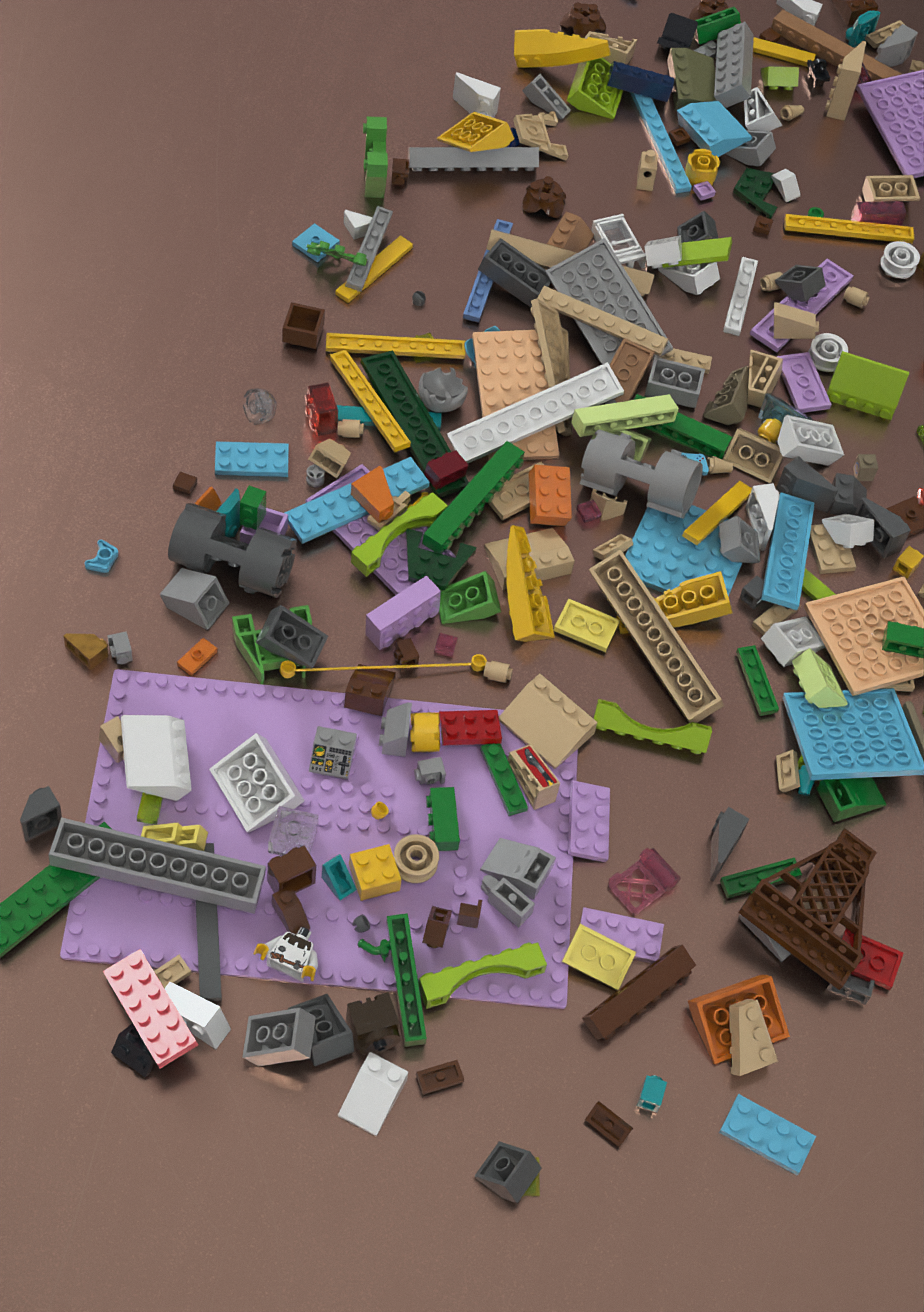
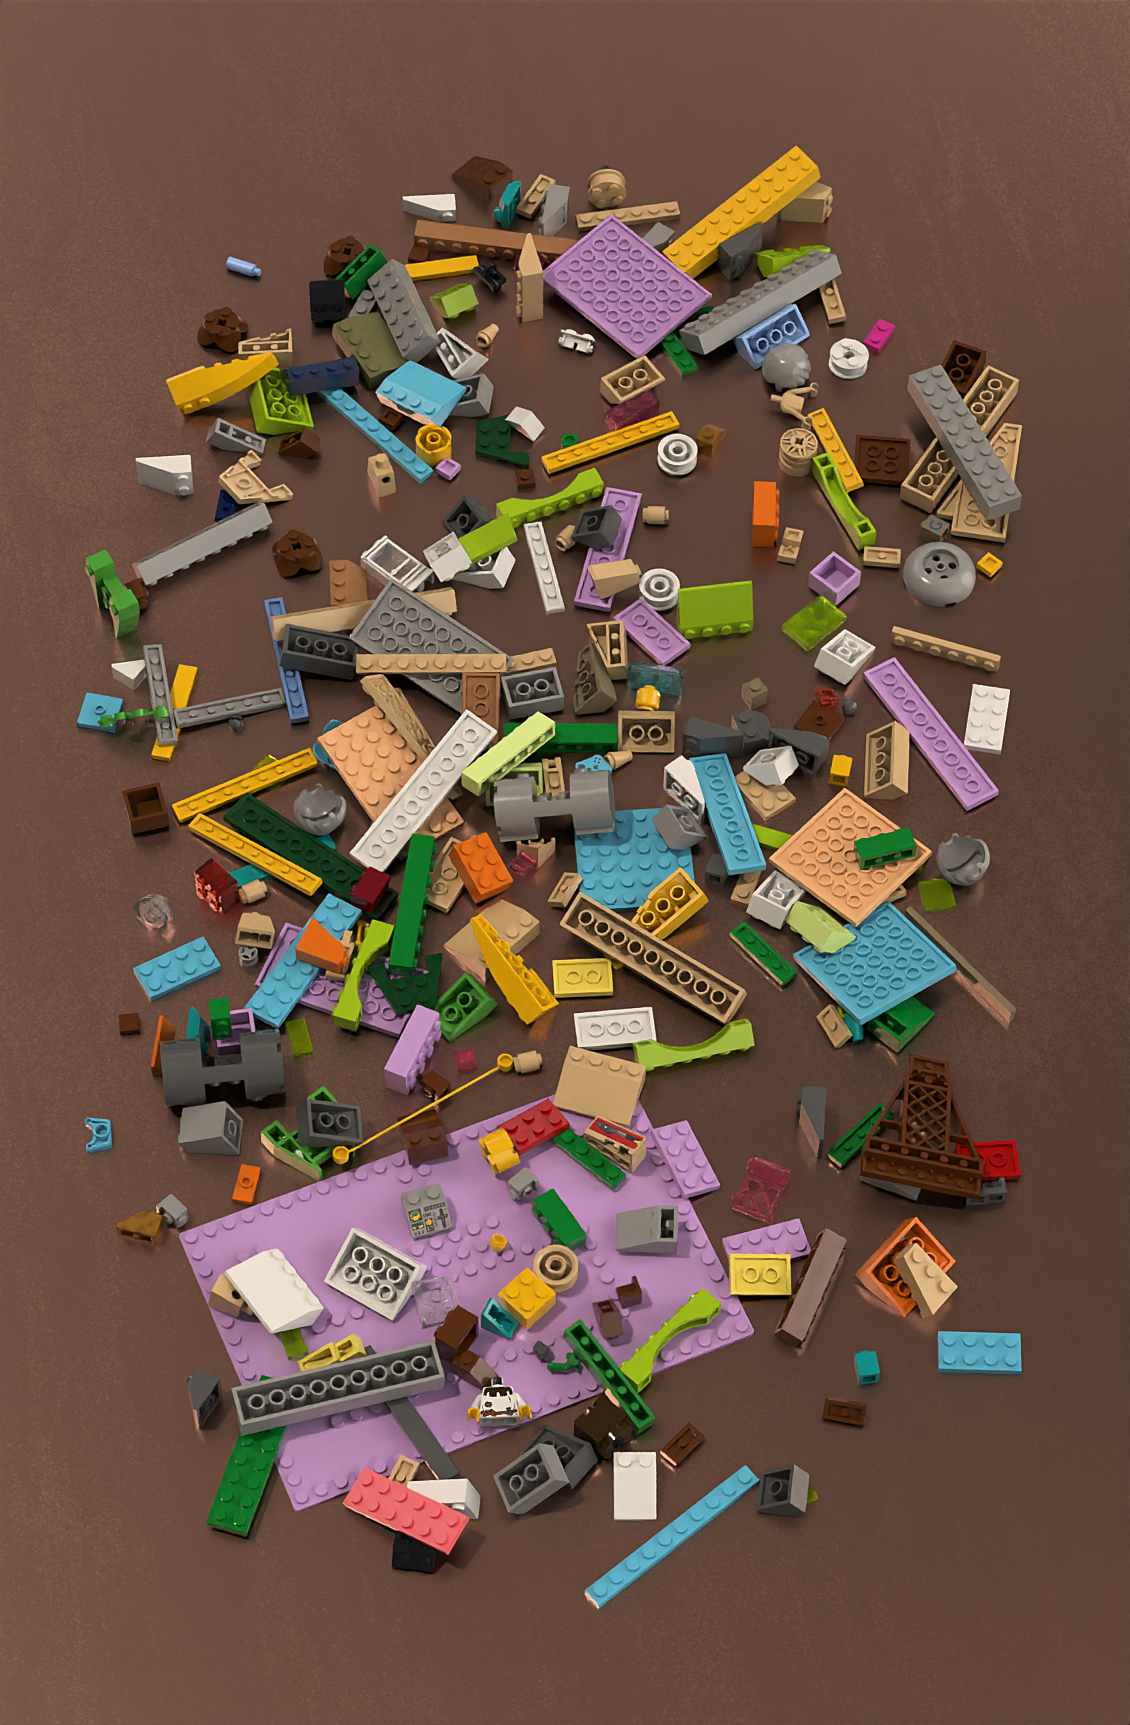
camera: 20 degrees left, 0 degrees up
(316, 560) = (299, 1038): none -> clear neon green tile
(381, 1159) = (671, 1536): none -> medium azure plate
(396, 730) = (471, 1162): light grey slope -> none
(419, 283) = (228, 707): none -> light grey tile
(478, 133) = (195, 518): yellow slope -> none
(507, 899) = (655, 1264): light grey hinge -> none
(589, 679) = (614, 1028): none -> white plate
(595, 123) = (299, 444): none -> reddish brown slope
(655, 451) = (553, 776): none -> tan plate
(717, 513) = (643, 807): yellow tile -> none
(806, 251) = (583, 488): none -> lime arch
(809, 440) = (692, 694): white slope -> none
(859, 141) = (584, 341): none -> white hinge

